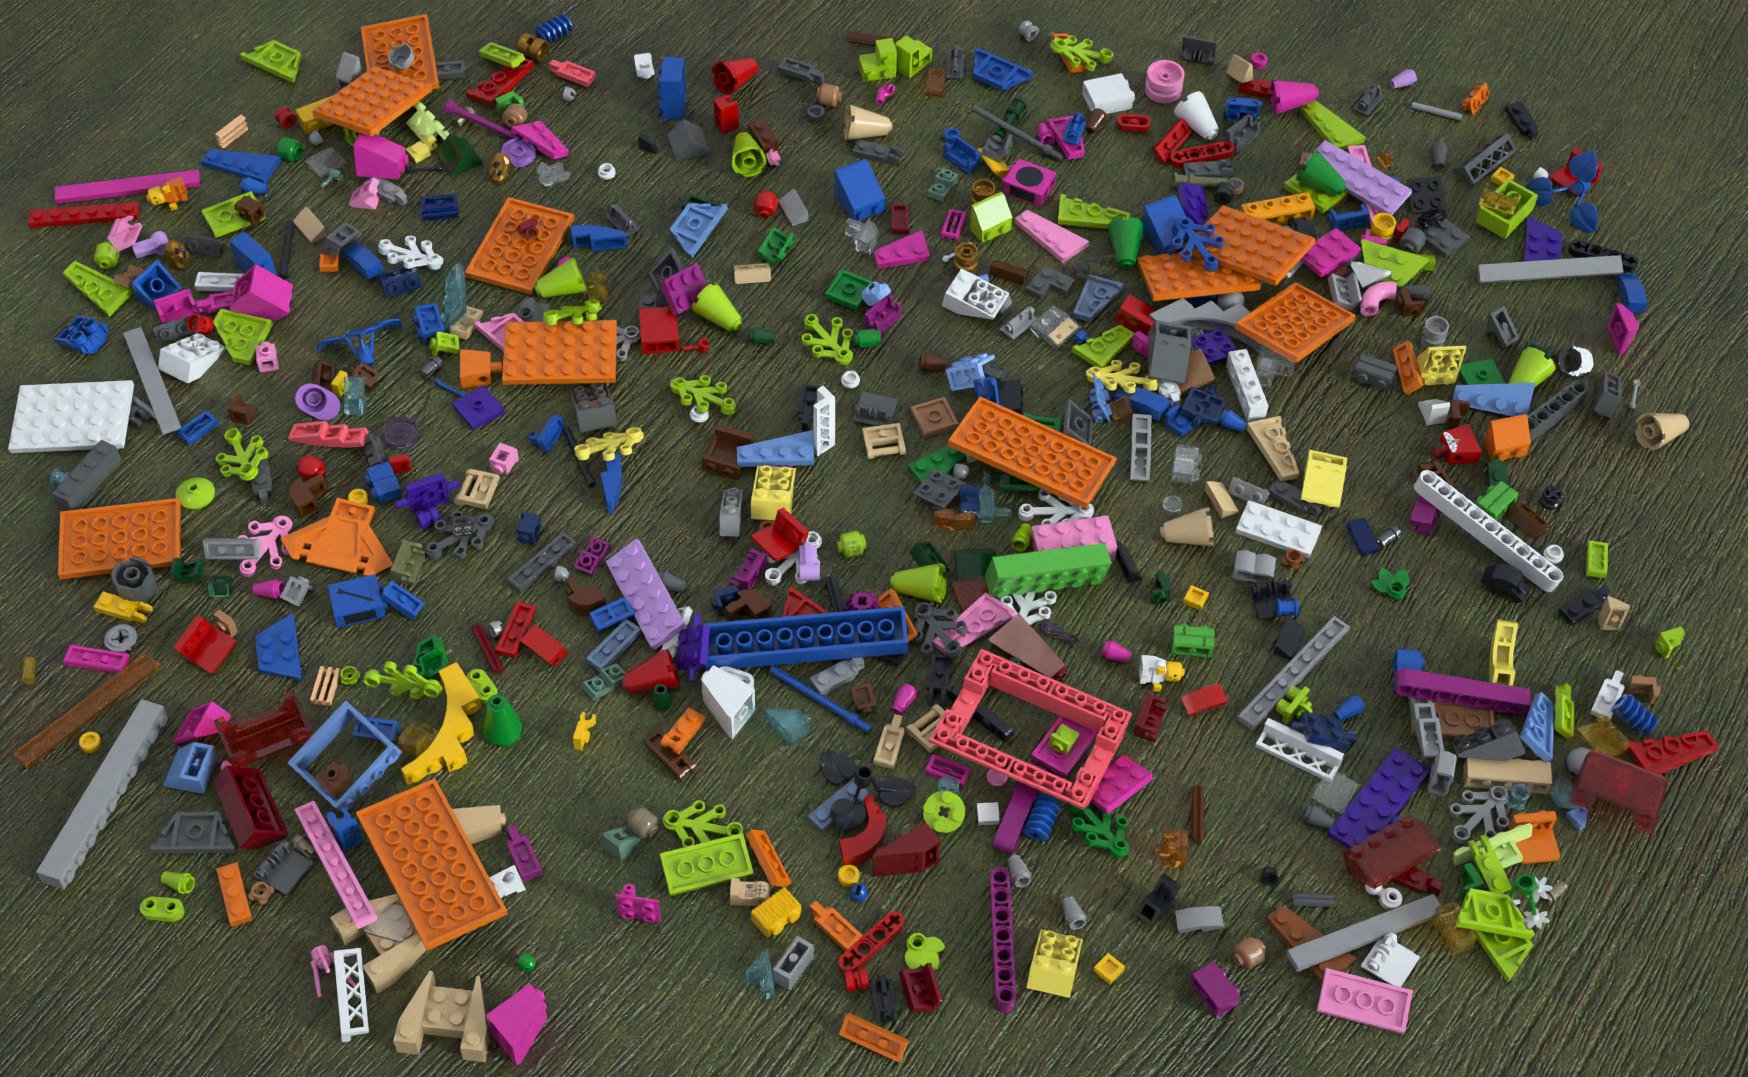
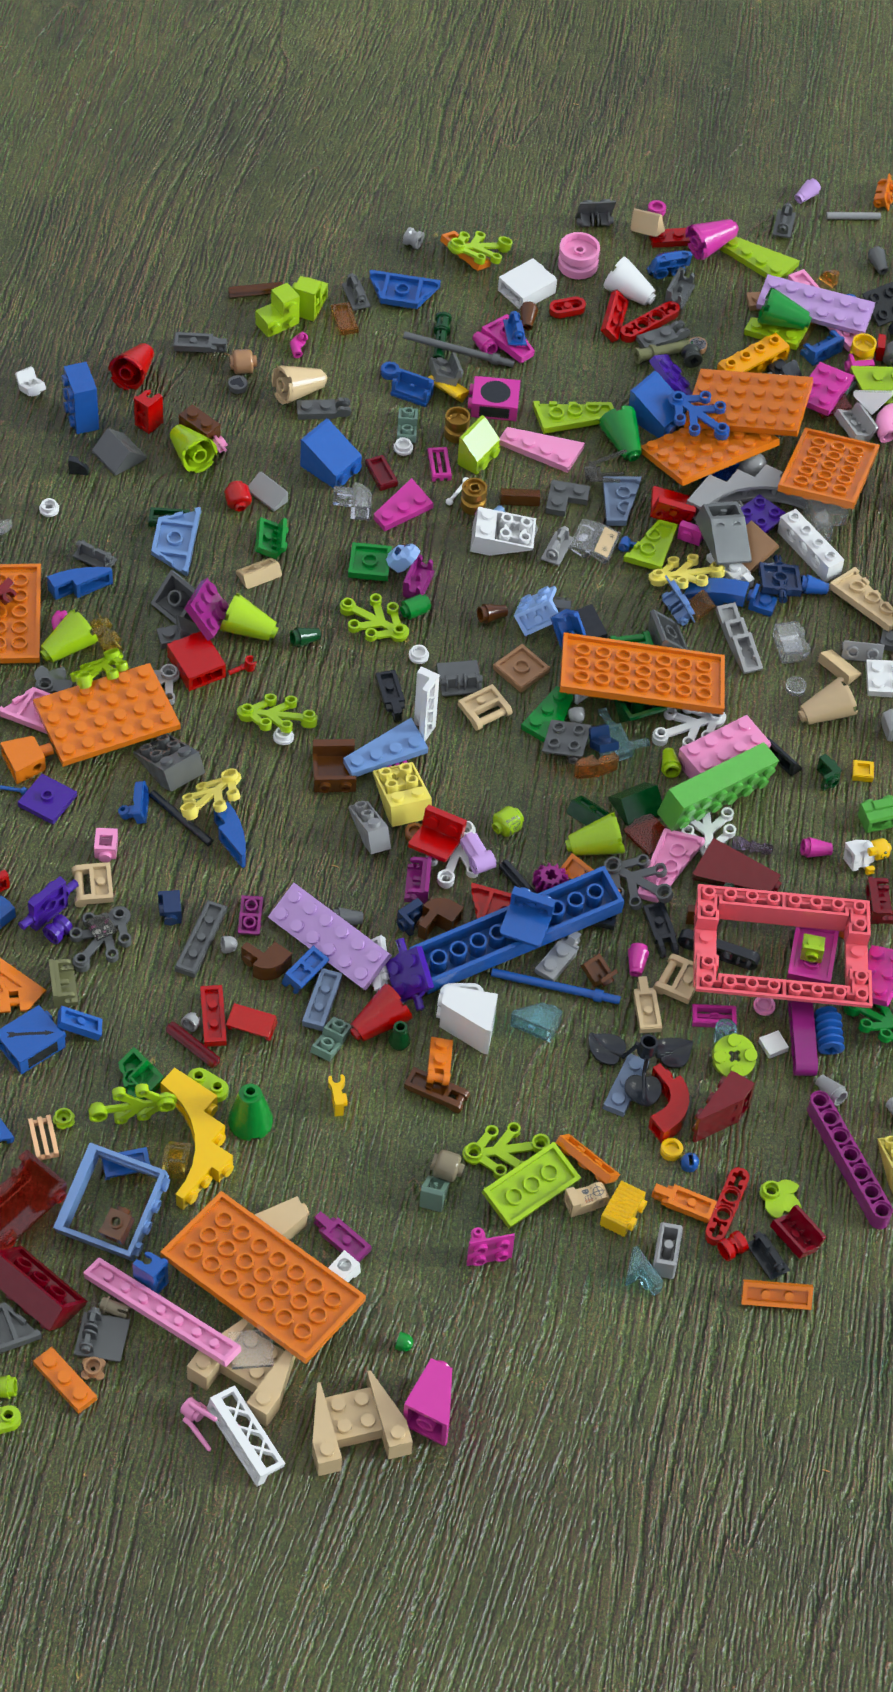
camera: 25 degrees left, 0 degrees up
(813, 629) = (527, 916): none -> blue bracket
(929, 202) = (403, 446): none -> white plate

